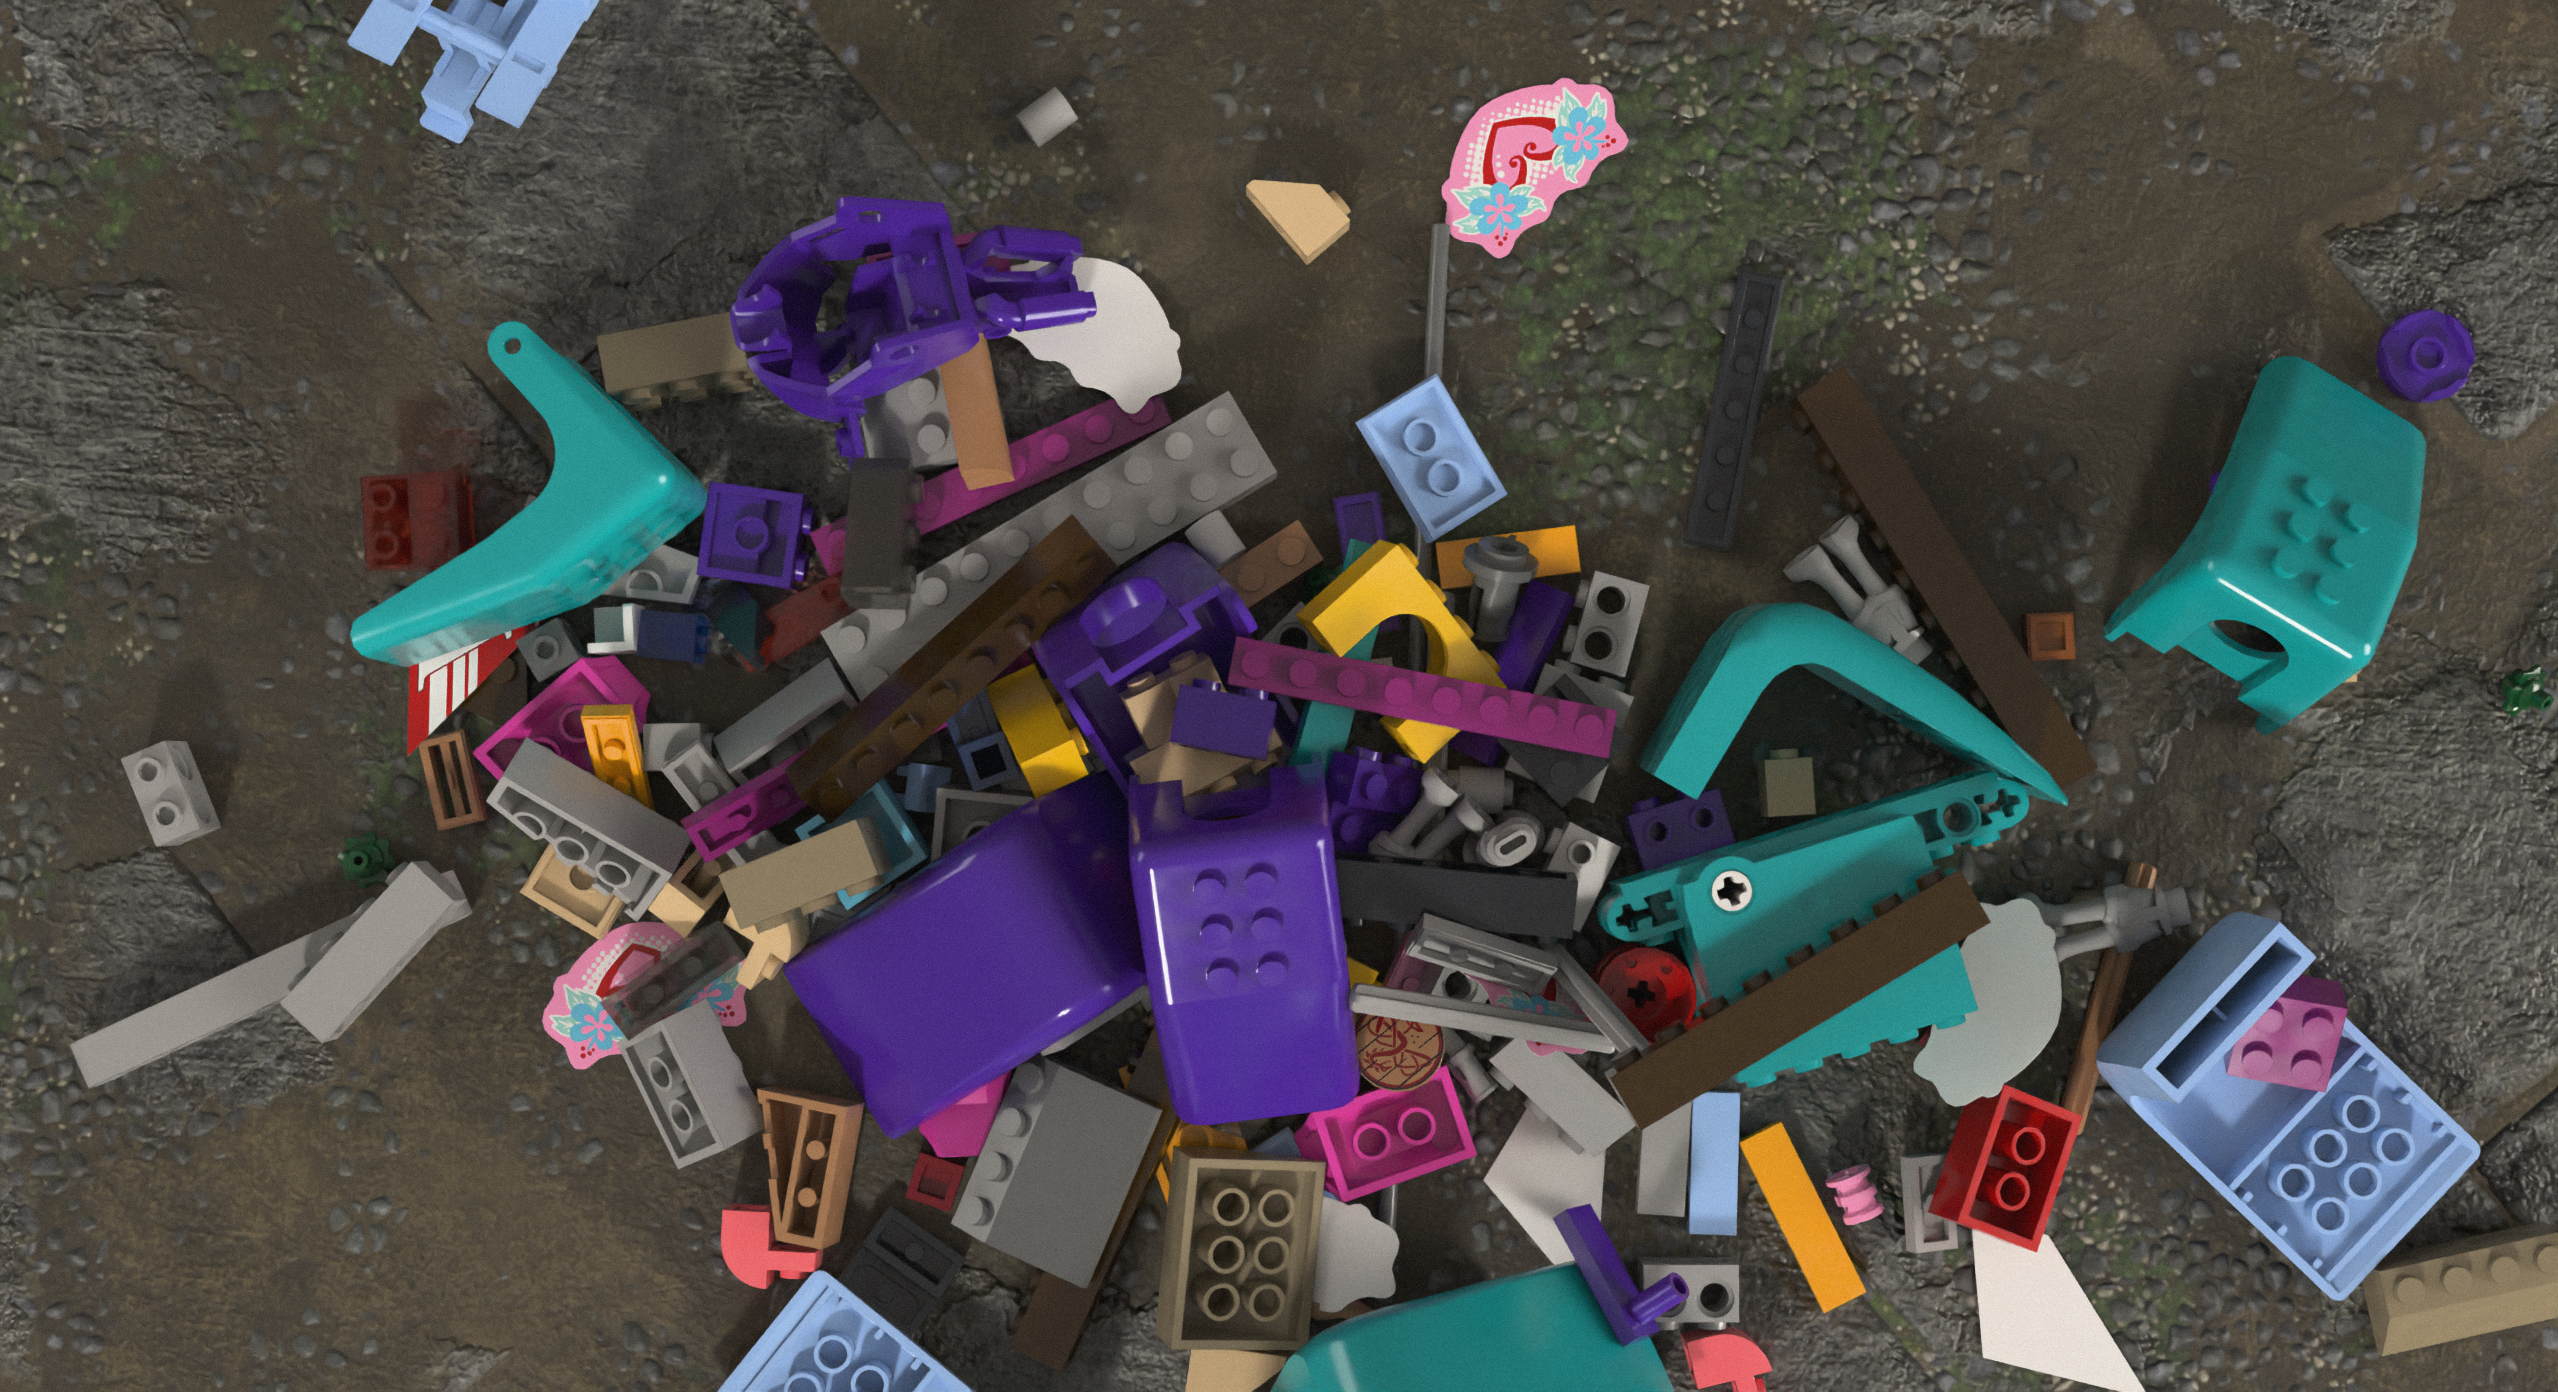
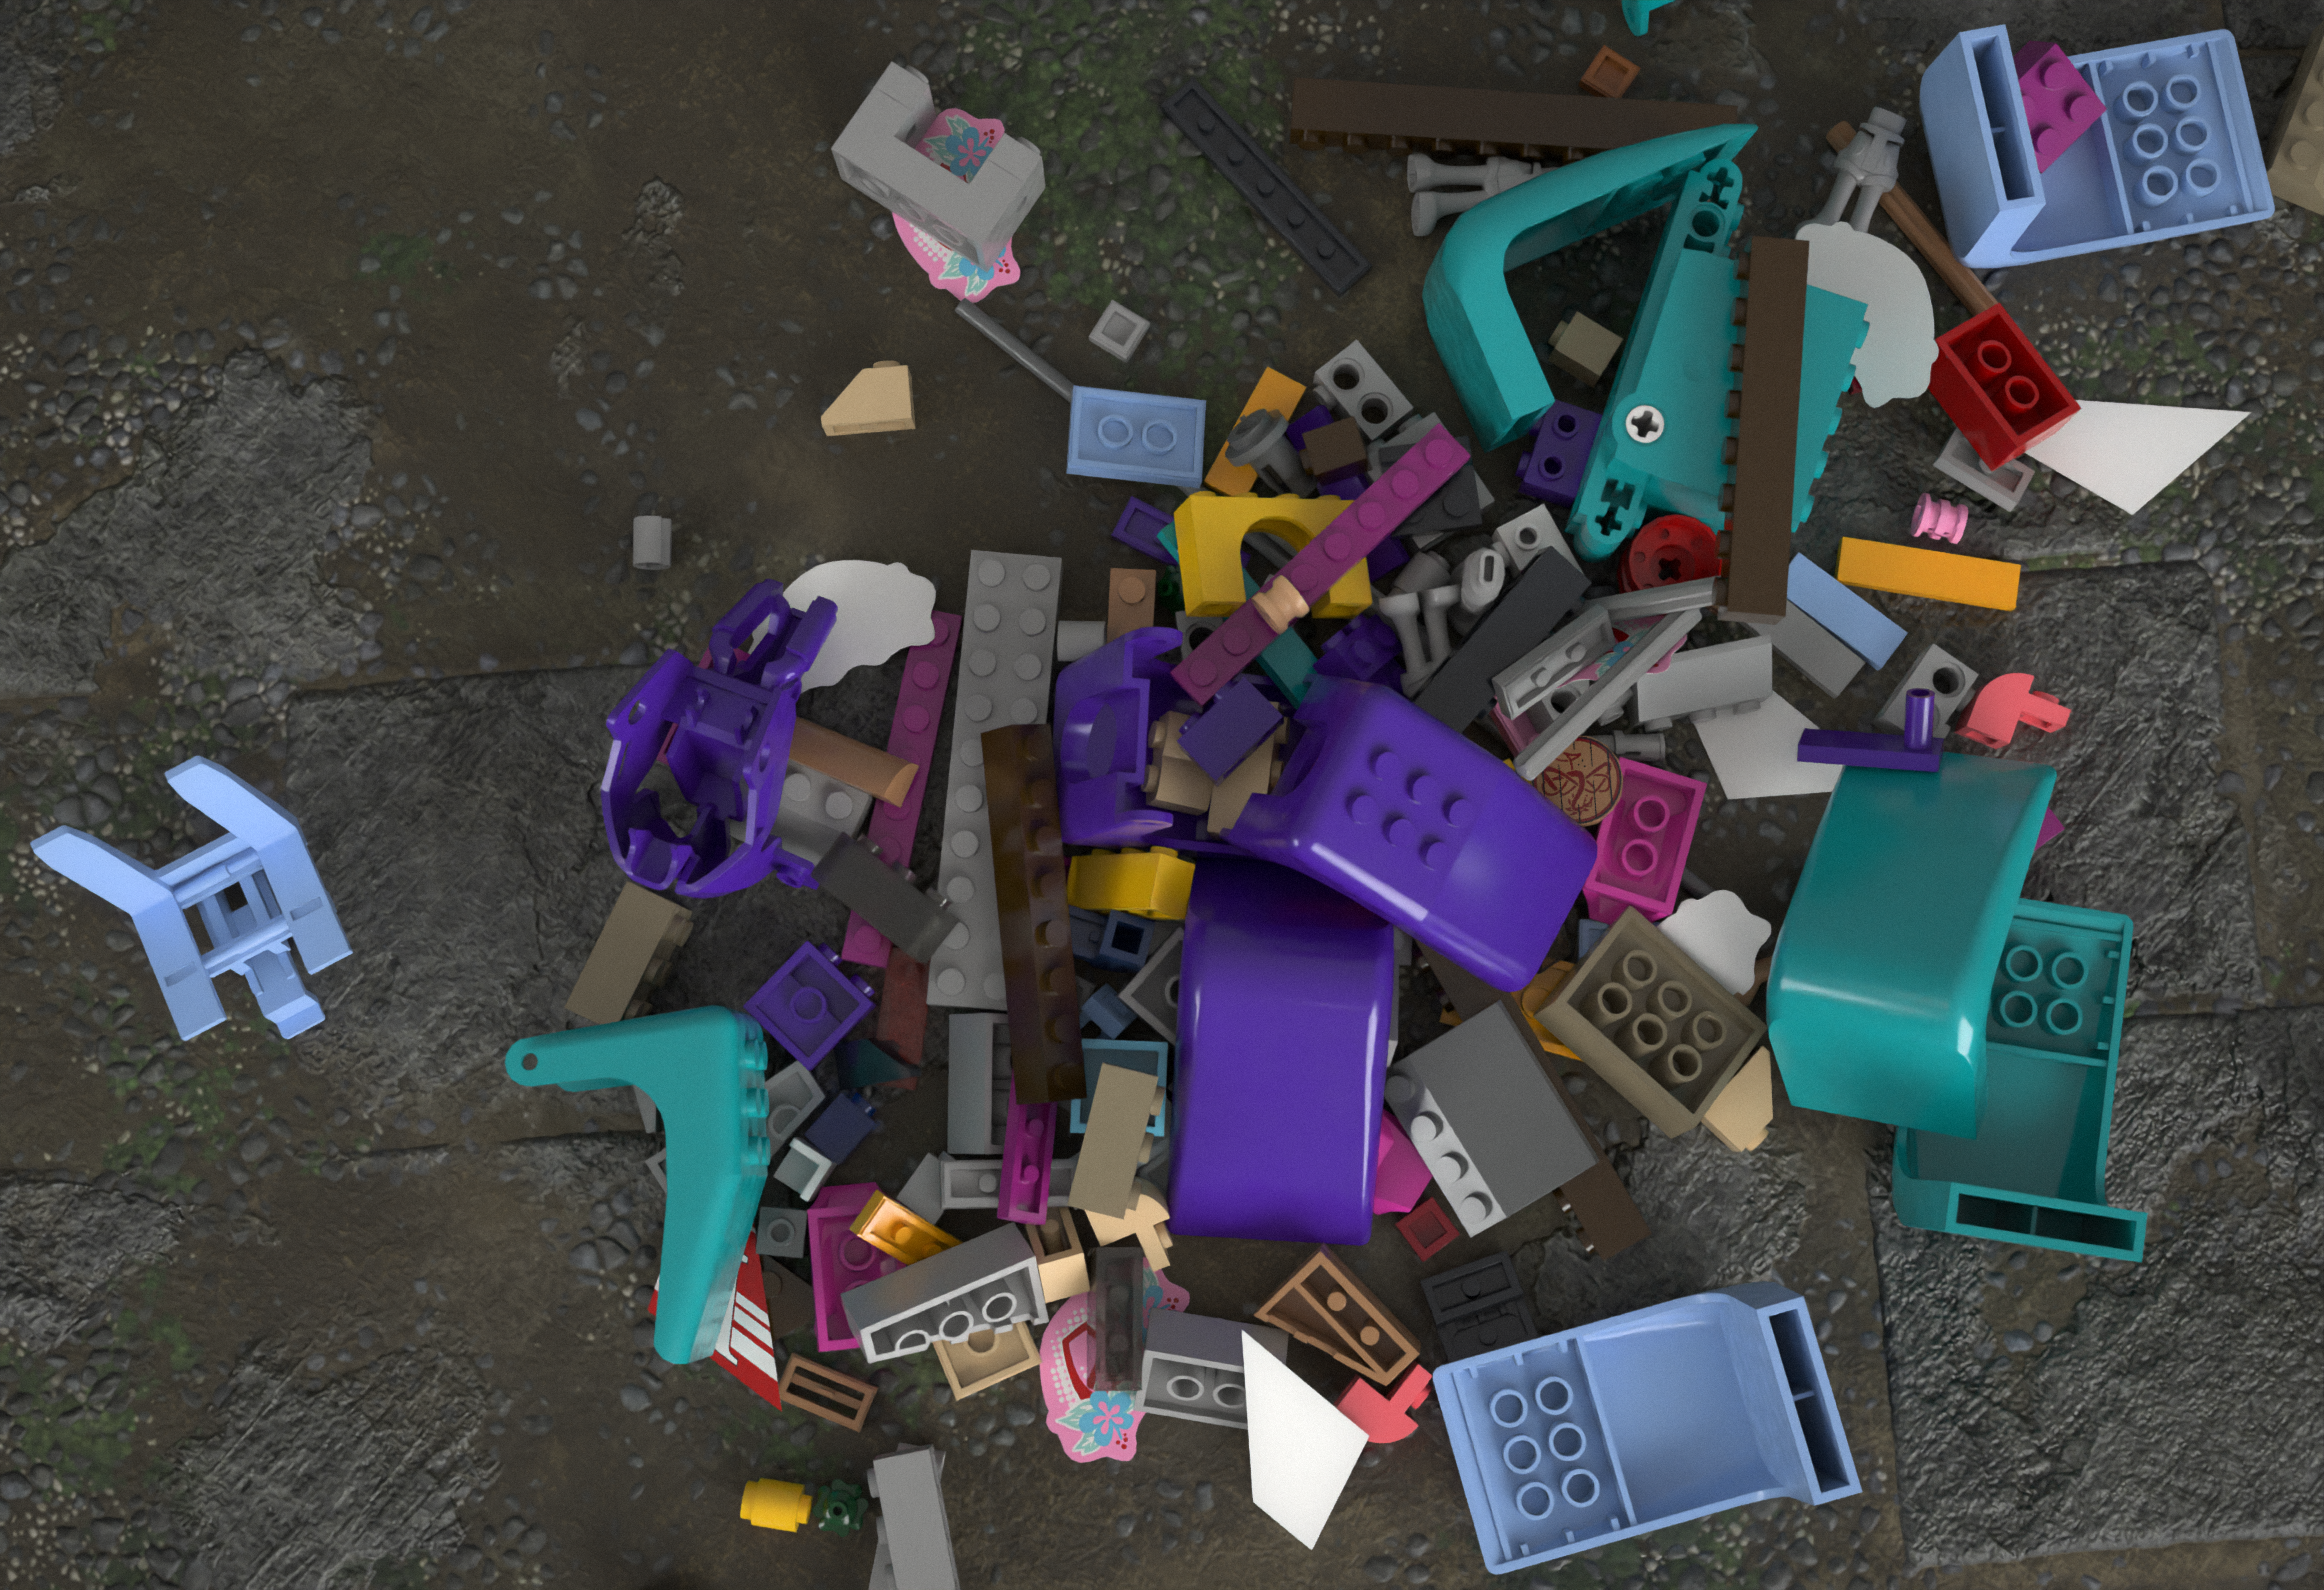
camera: 60 degrees left, 5 degrees down
(331, 805) = (776, 1504): none -> yellow brick
(416, 520) = (600, 1267): clear red slope -> none
(677, 1200) = (1296, 1445): none -> white sticker
(1356, 689) = (1280, 604): none -> light nougat wheel
(1514, 60) = (881, 161): none -> light grey piece
(1515, 376) = (1119, 331): none -> light grey tile
(1534, 638) = (1335, 452): none -> dark brown brick

